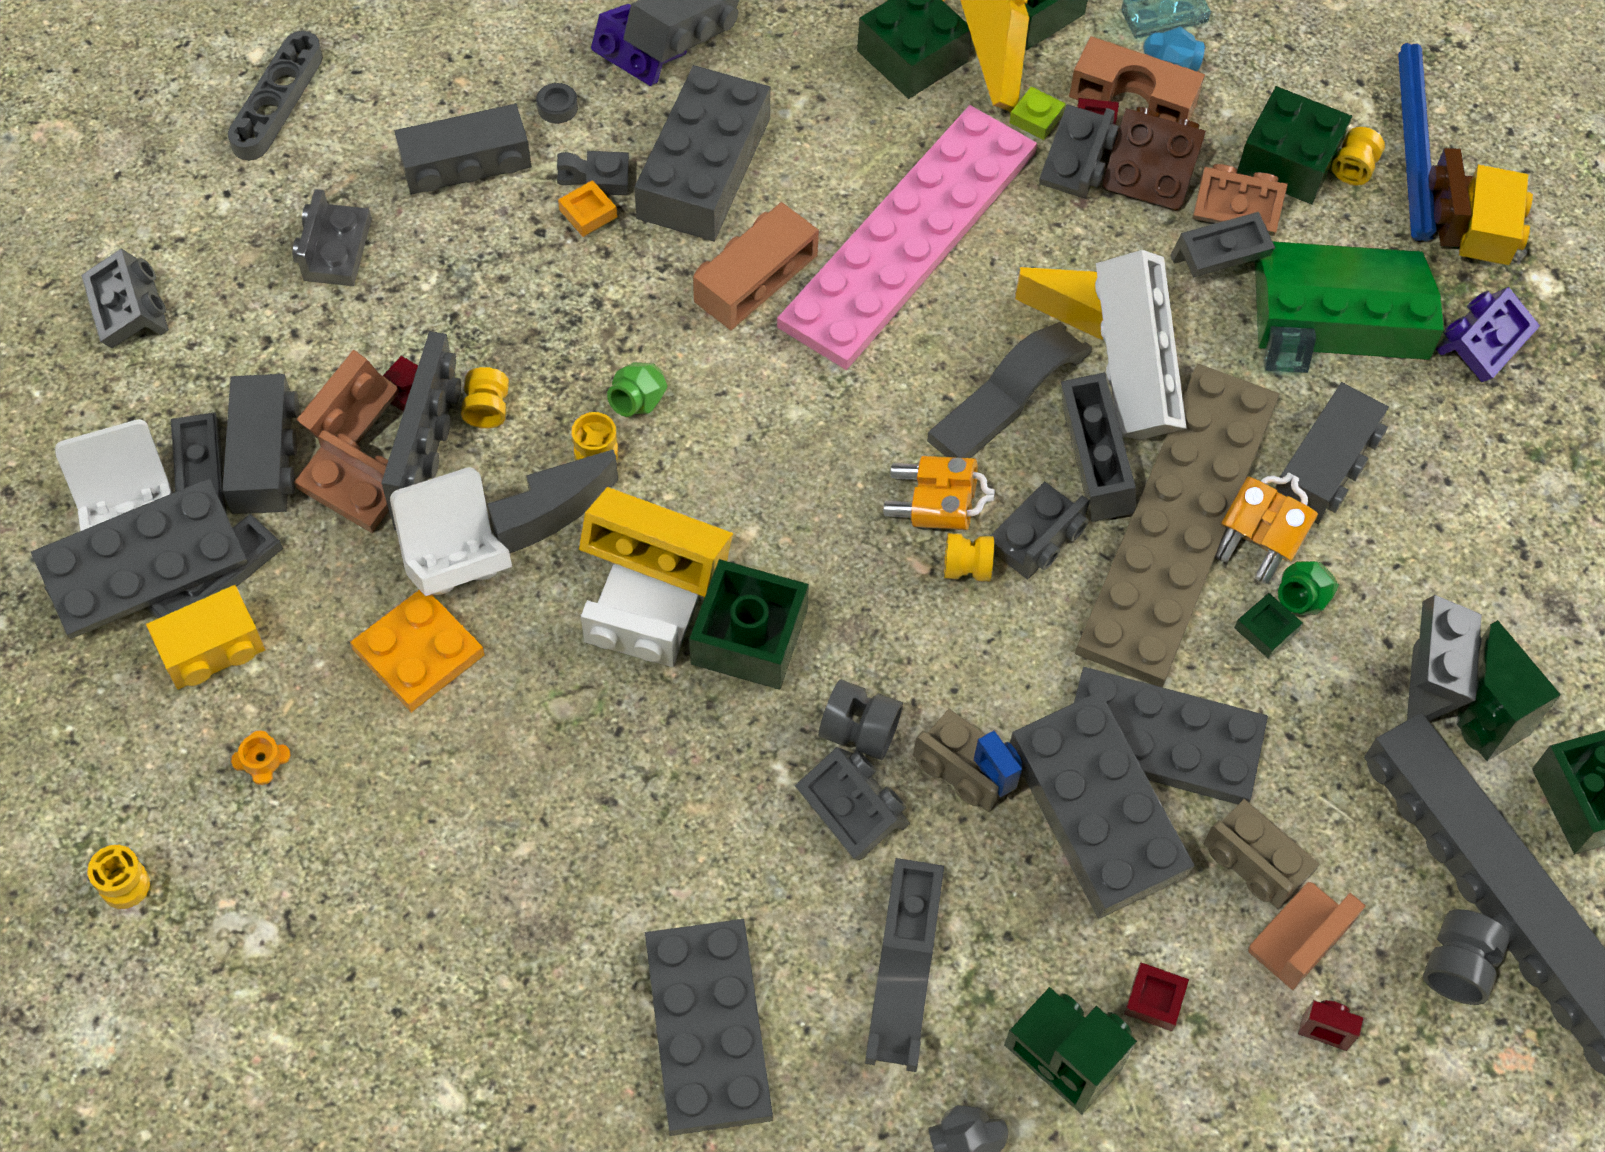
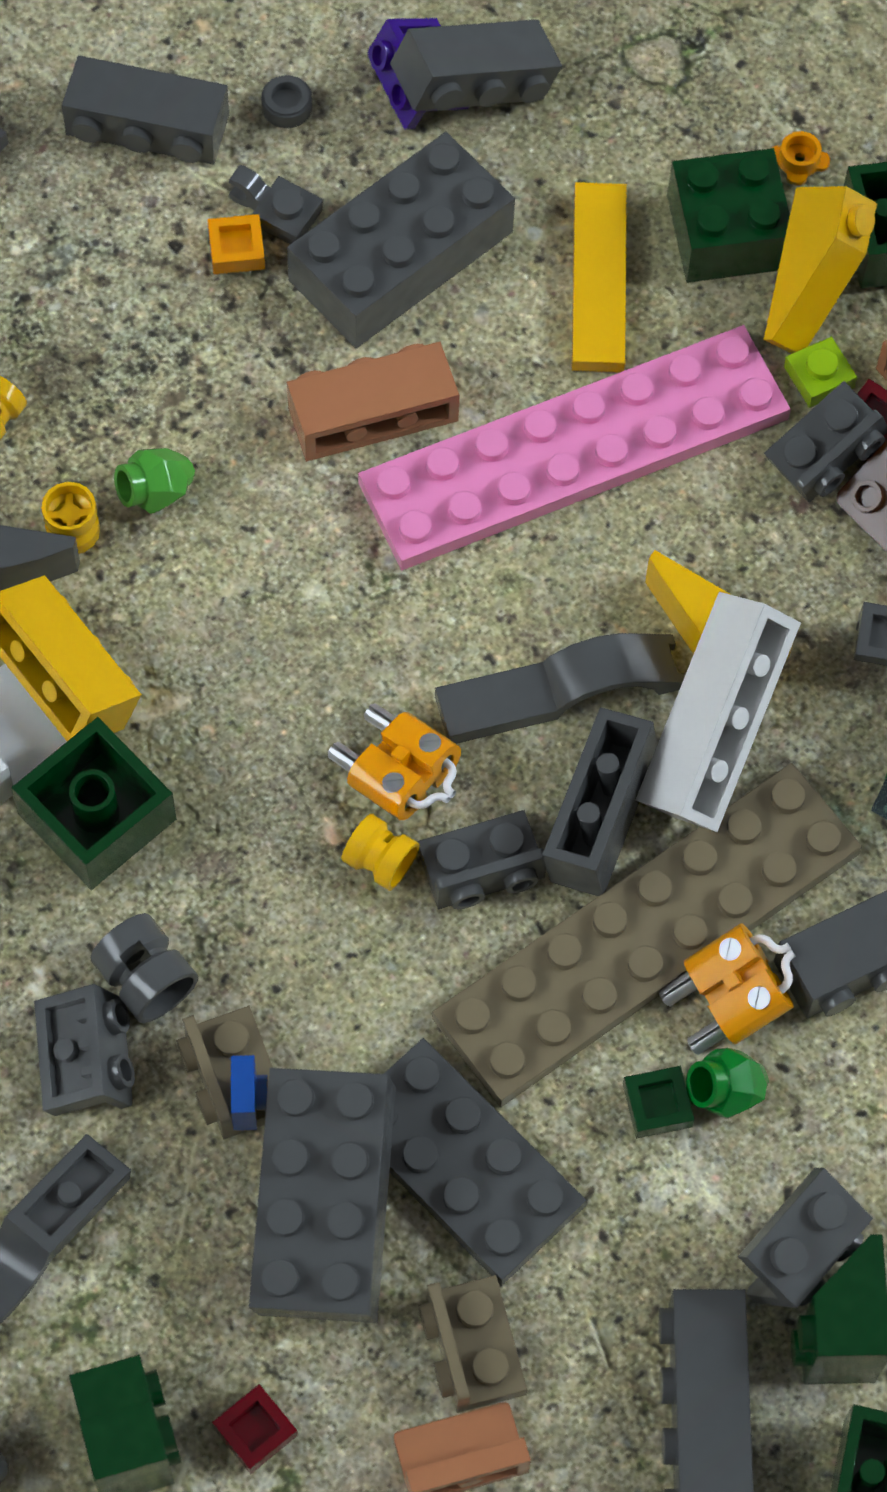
camera: 30 degrees right, 5 degrees up
(851, 120) = (599, 277): none -> yellow tile

